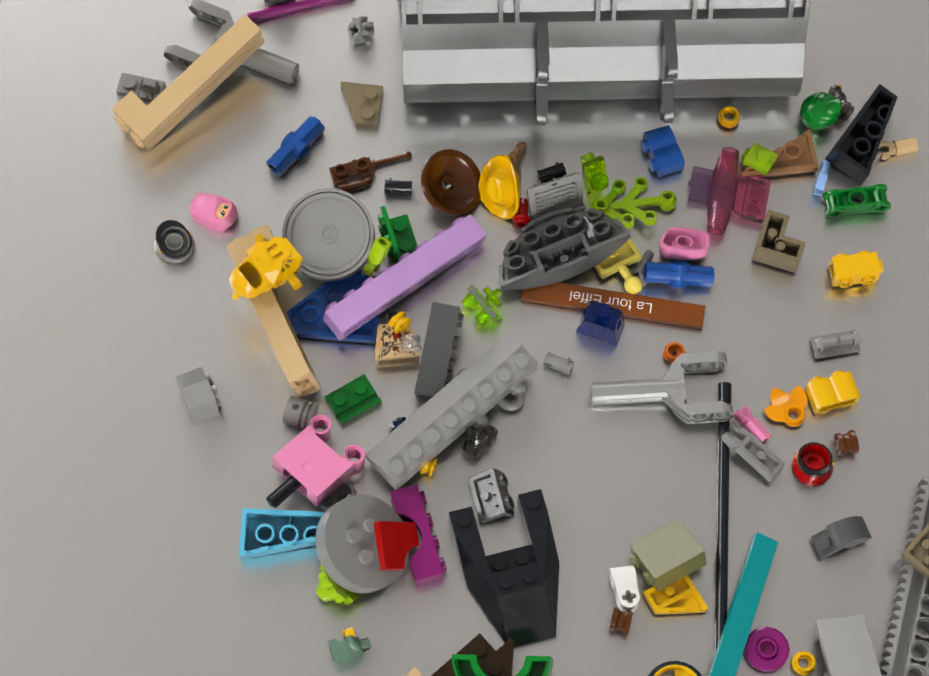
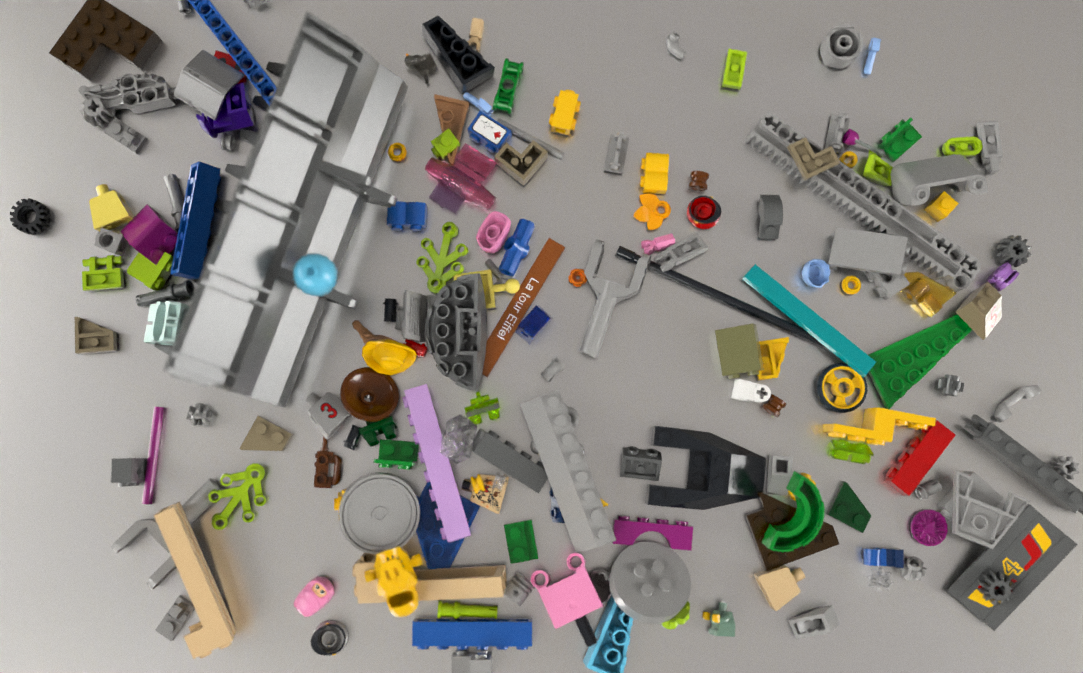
camera: 70 degrees left, 15 degrees up
(235, 384) = (471, 632): none -> blue brick
(253, 359) = (460, 610): none -> lime pin
(293, 98) = (239, 493): none -> lime plant
(295, 145) = (283, 507): blue piece -> none
(377, 255) = (412, 480): lime bar -> none
(394, 542) = (658, 557): red tile -> none
(413, 150) = (327, 413): none -> light grey torso
(418, 205) = (375, 428): none -> dark green hips
(446, 286) = (458, 439): none -> clear brick
(479, 440) = (594, 456): clear smoke animal -> none
(545, 645) = (779, 474): none -> light grey slope
(553, 54) = (315, 274): none -> medium azure cylinder
(594, 173) = (407, 277): clear neon green hips -> none
(766, 649) = (831, 306): magenta wheel -> none
(795, 199) = (489, 132): none -> brick
(798, 613) = (816, 273): none -> light blue hair
(808, 249) = (529, 138): none -> light grey bar
(820, 111) = (423, 79): green hair -> none

